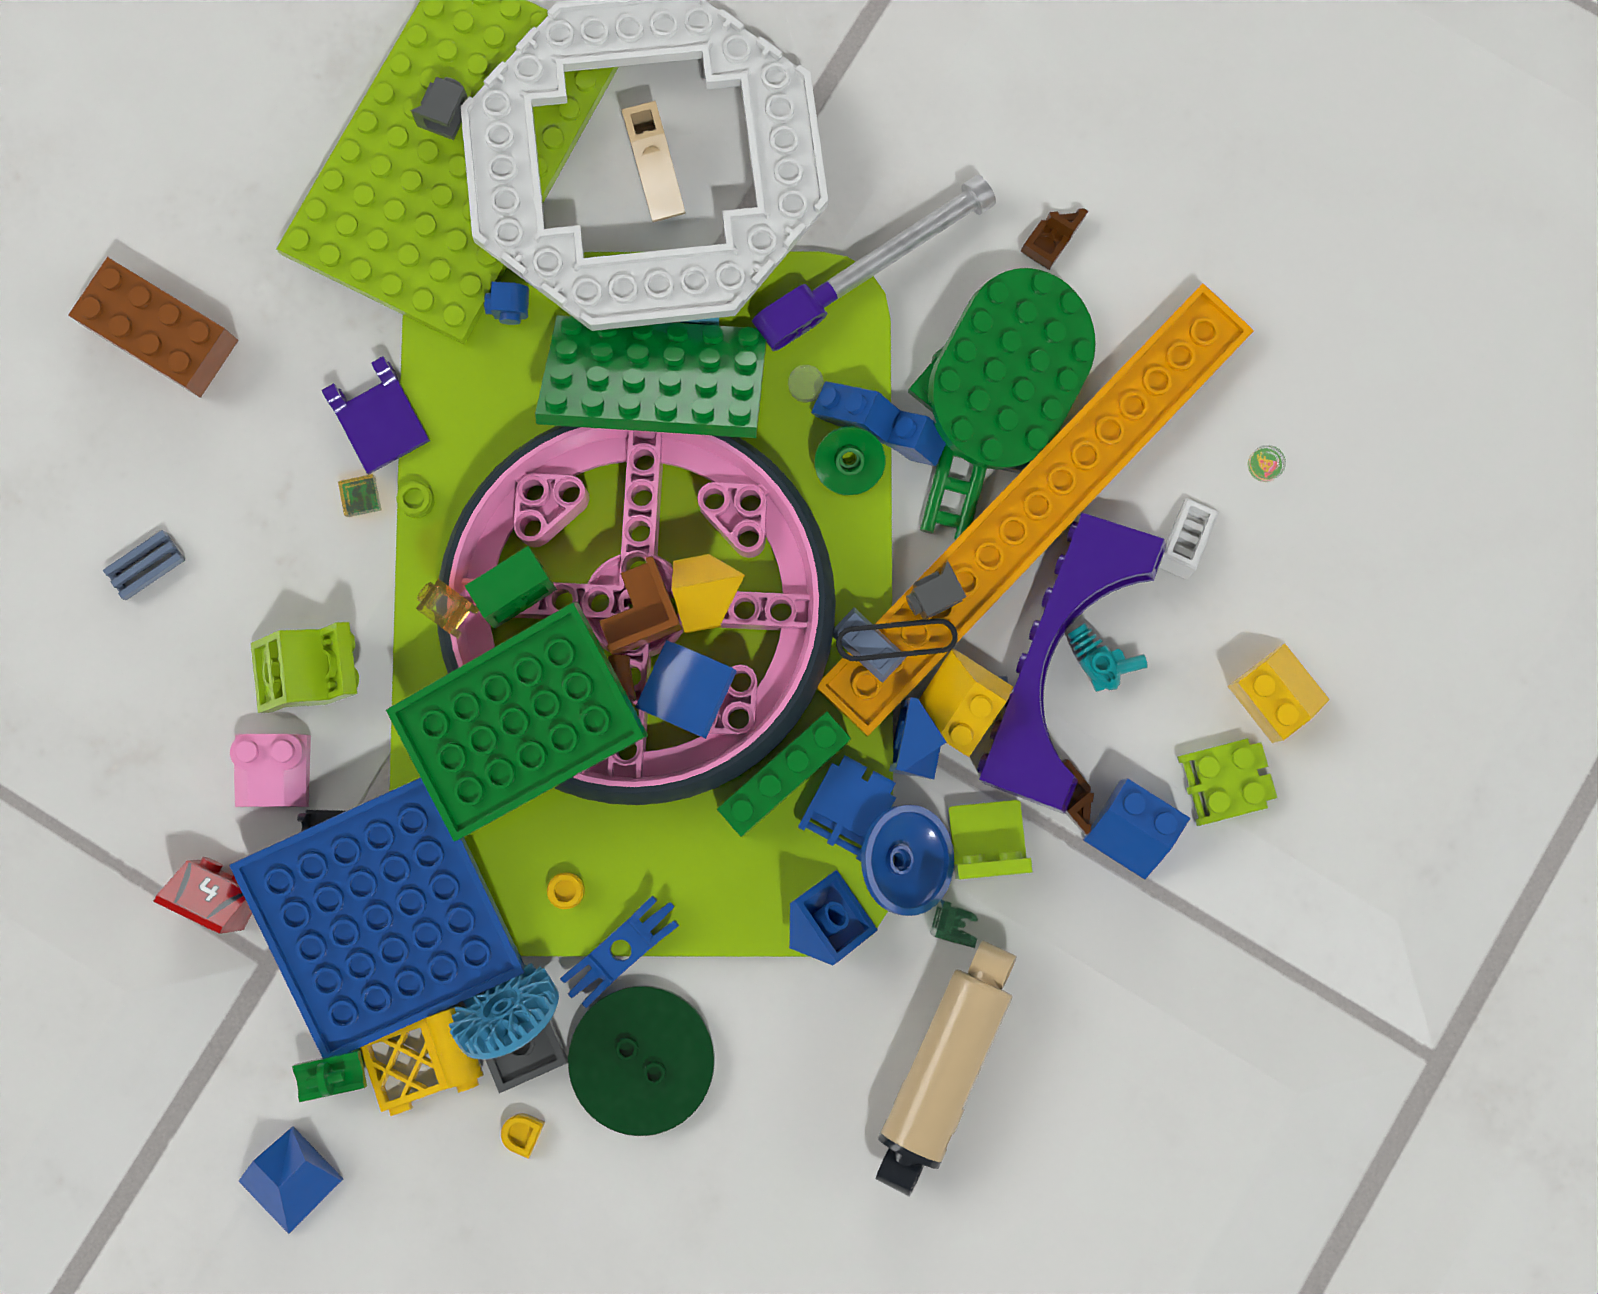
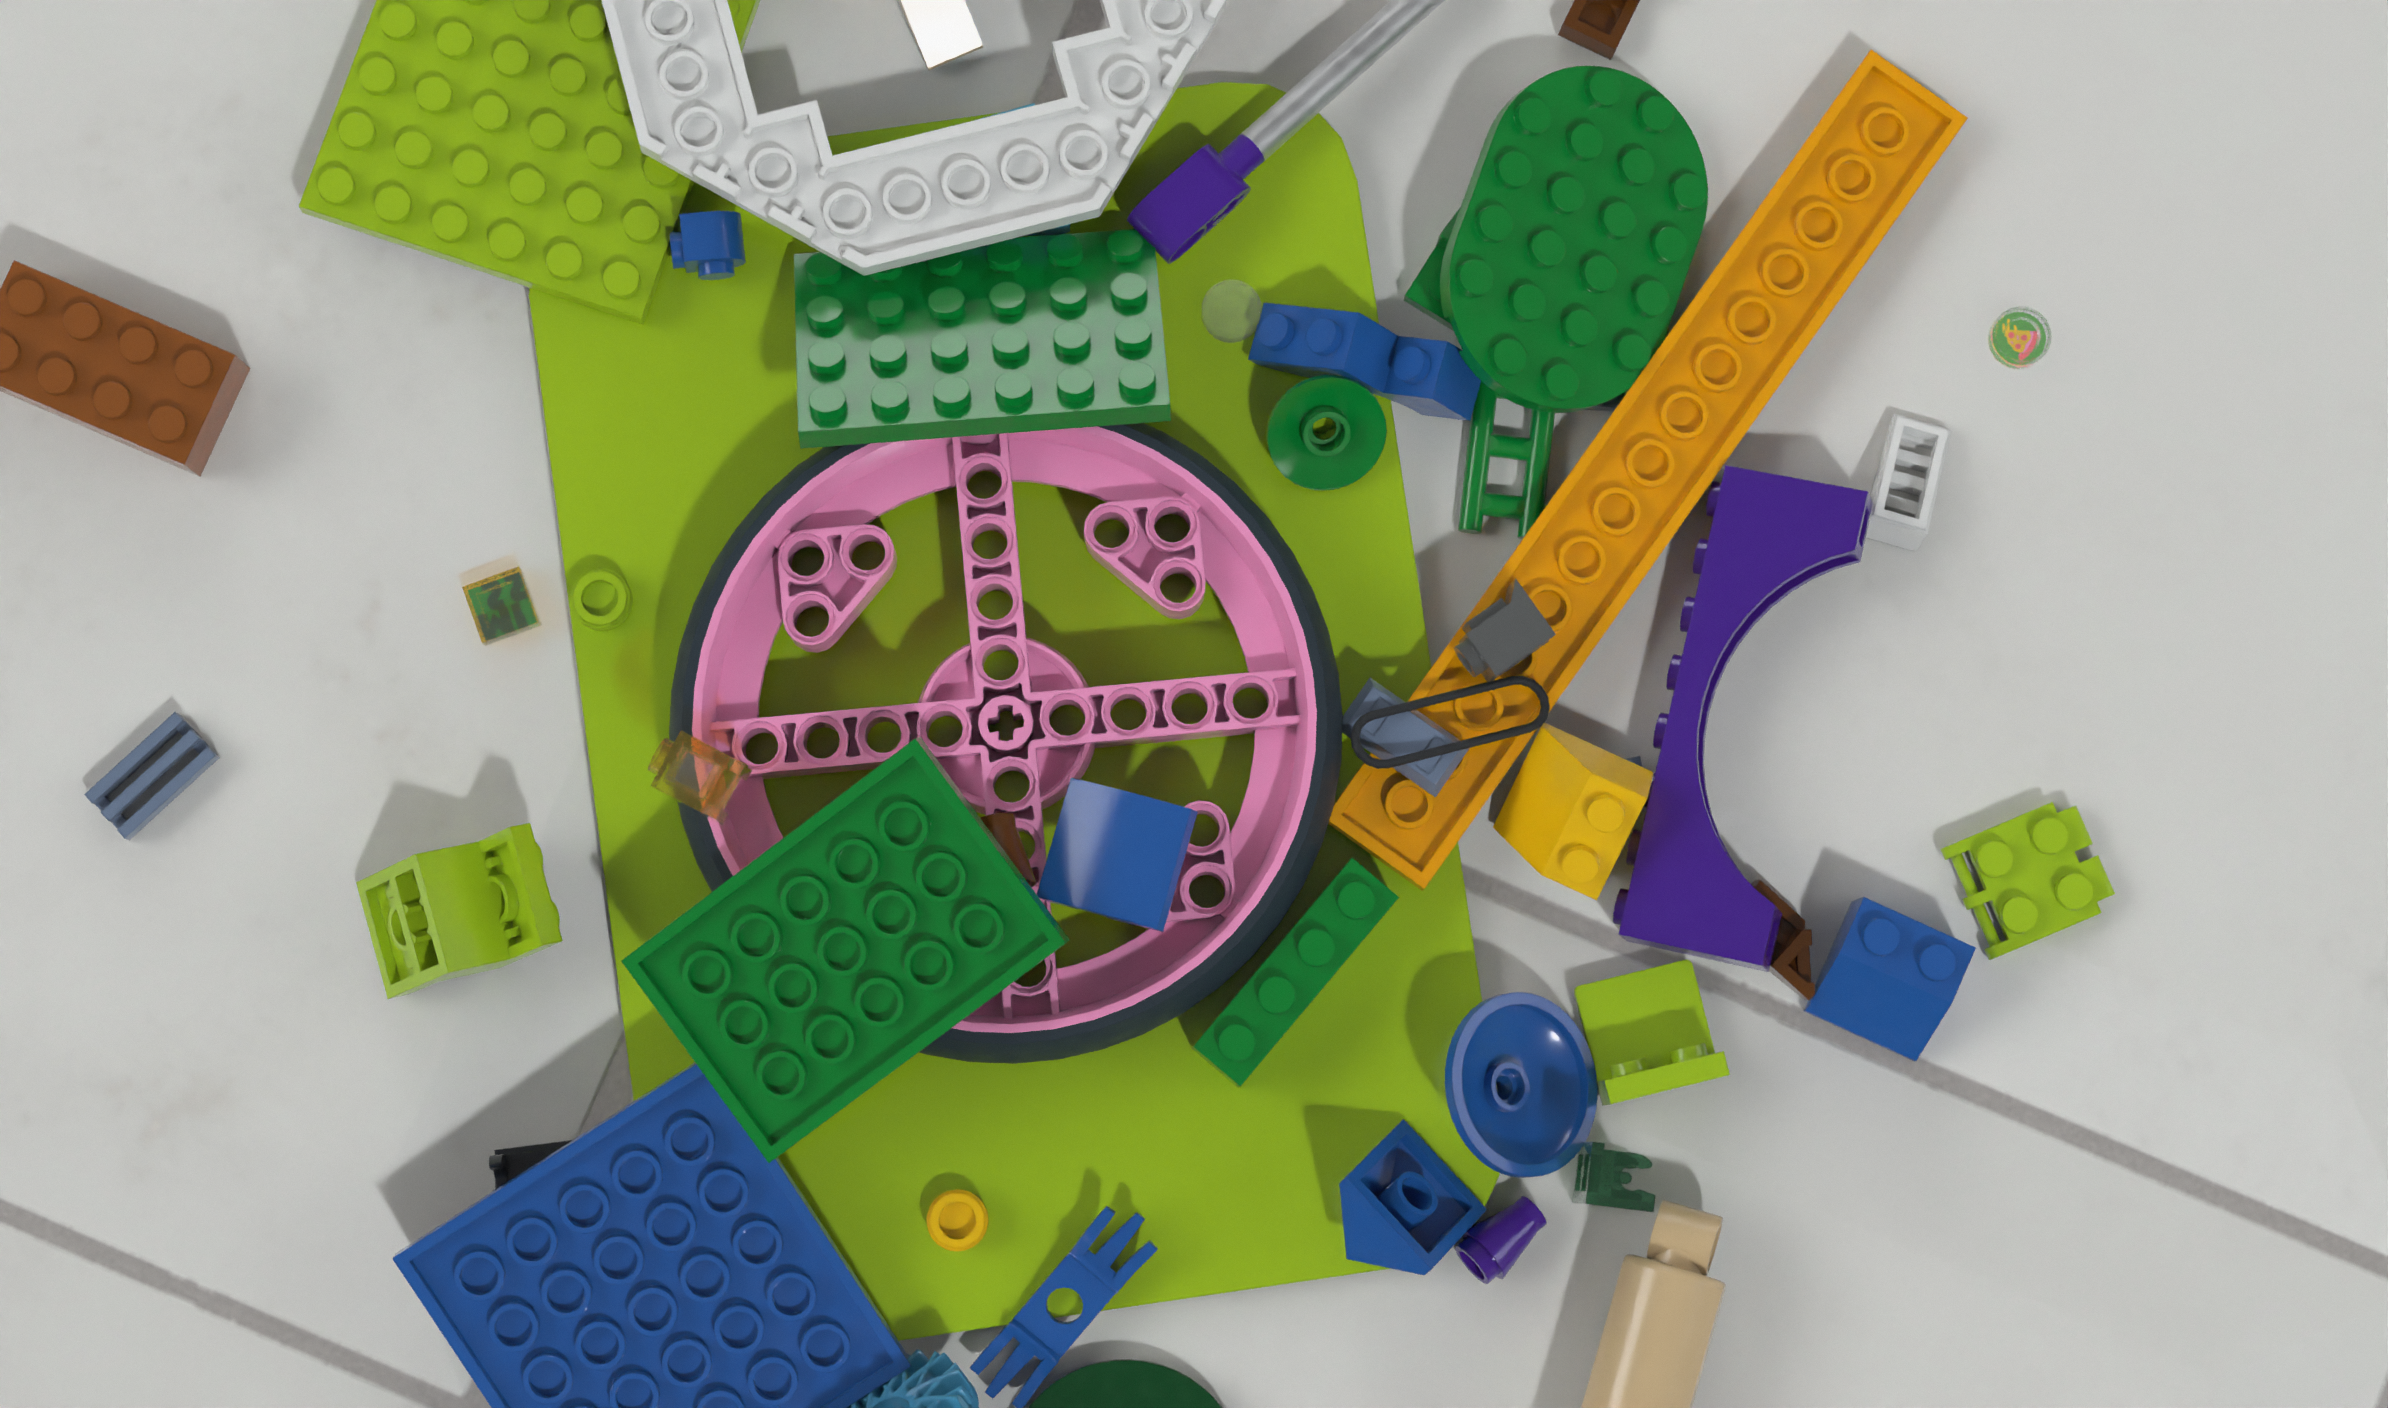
camera: 20 degrees left, 0 degrees up
(206, 896) = (360, 1315): slope -> none
(271, 770) = (426, 1091): bright pink slope -> none
(379, 420) = (517, 473): dark purple flag -> none
(510, 587) = (801, 727): green hinge -> none
(651, 614) = (1040, 737): dark orange panel -> none
(703, 591) = (1123, 687): yellow slope -> none
(848, 804) = (1408, 1008): blue plate -> none
(883, 949) = (1498, 1241): none -> dark purple cone
(916, 741) = (1504, 886): blue slope -> none
(1102, 664) = (1791, 712): teal piece -> none
(1279, 694) = (2094, 720): yellow slope -> none

